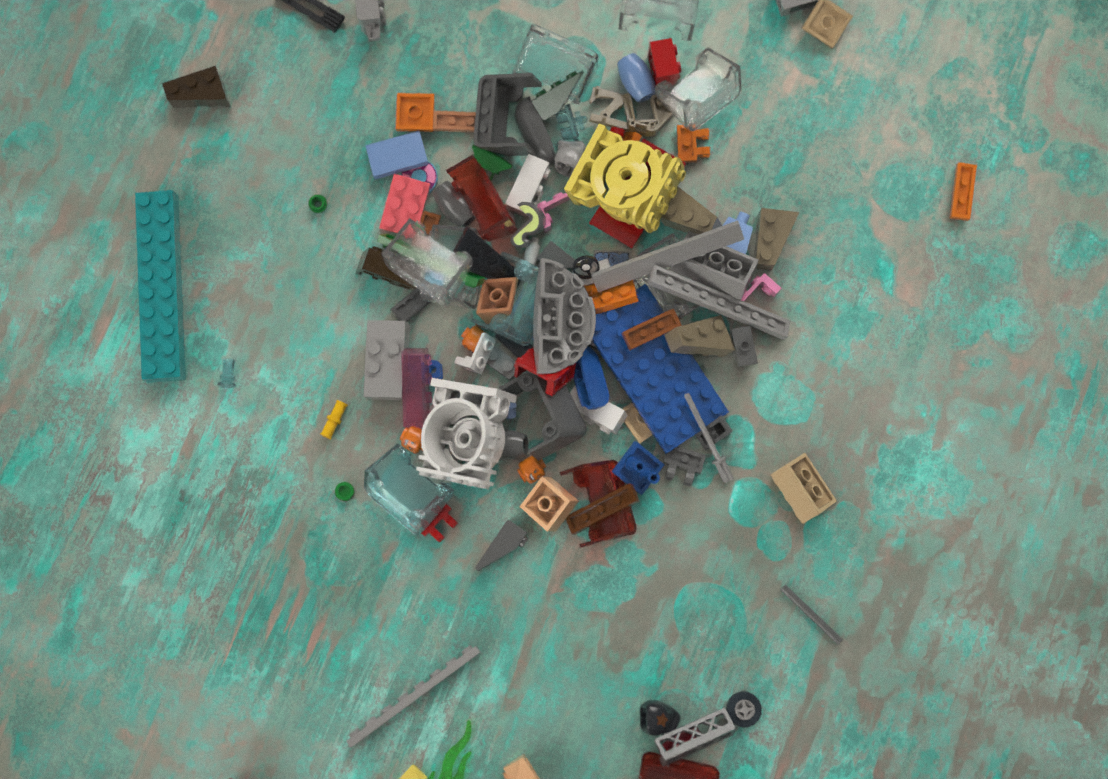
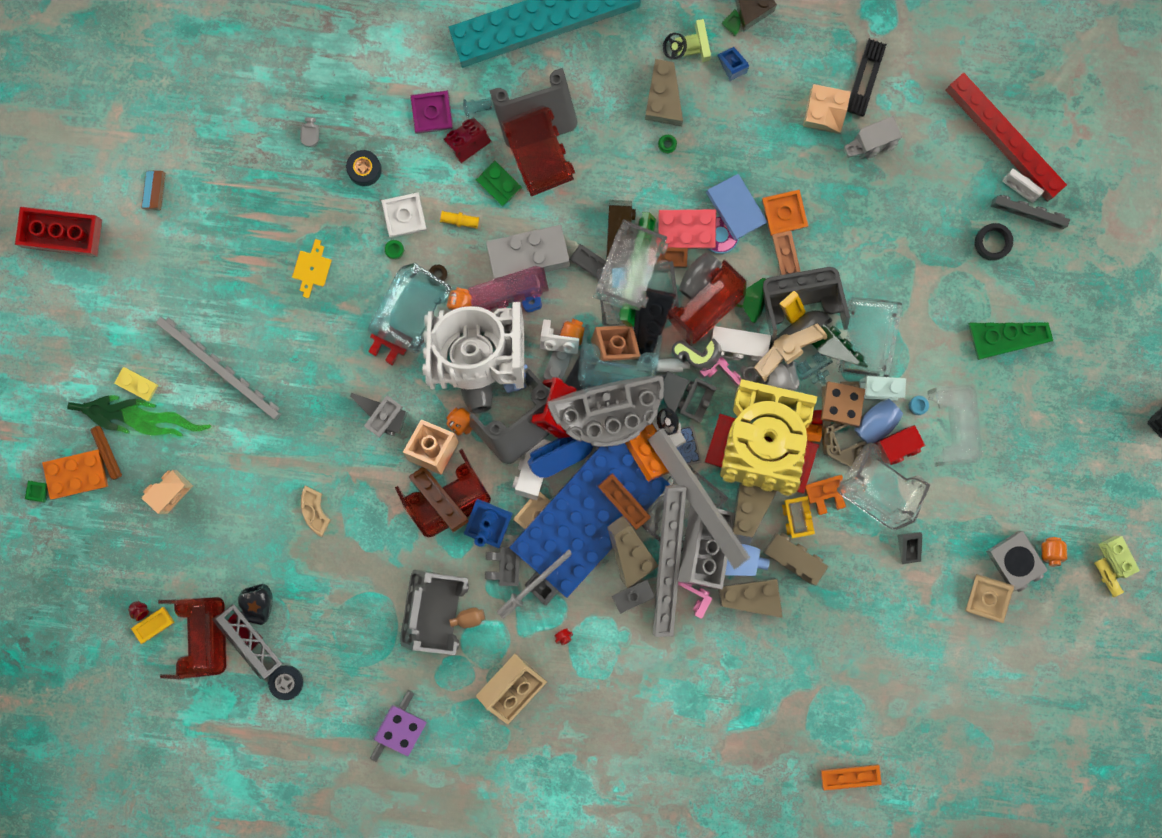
camera: 75 degrees right, 5 degrees up
(205, 544) = (309, 132): none -> light grey arm
(216, 717) = (153, 190): none -> dark orange slope
(220, 113) = (732, 22): none -> green tile
(220, 420) = (431, 112): none -> magenta tile
(229, 156) = (689, 44): none -> yellowish green piece
(250, 495) = (359, 163): none -> black wheel
(252, 320) = (555, 97): none -> dark grey windscreen
(257, 391) = (467, 139): none -> dark red bracket
(259, 122) = (733, 63): none -> blue slope
(270, 193) = (664, 97): none -> dark tan wedge
(288, 324) = (538, 150): none -> clear red windscreen
(309, 373) = (499, 183): none -> green plate
(313, 473) = (404, 215): none -> white tile
(327, 48) = (826, 108): none -> light nougat slope
(331, 579) = (318, 274): none -> yellow piece
(374, 454) = (442, 269): none -> dark brown plate
(507, 126) = (792, 307): none -> yellow tile
(507, 541) = (383, 416): none -> light grey plate
(546, 139) = (788, 349): none -> tan plate
(558, 180) = (746, 370): none -> light grey plate
(573, 232) = (704, 403): none -> dark grey window
(581, 639) = (313, 512): none -> tan tile
(606, 64) = (883, 388): none -> light aqua panel
(611, 104) = (843, 404): none -> medium nougat tile
(630, 39) = (918, 405): none -> medium azure tile
(707, 175) = (799, 517): none -> window
(710, 546) = (428, 608): none -> dark grey windscreen
(725, 511) = (468, 618): none -> medium nougat plant
(747, 186) = (796, 558): none -> dark tan wedge
(760, 80) = (910, 547): none -> dark grey slope
(765, 424) = (563, 636): none -> red plate
(818, 607) = (400, 730): none -> medium lavender tile

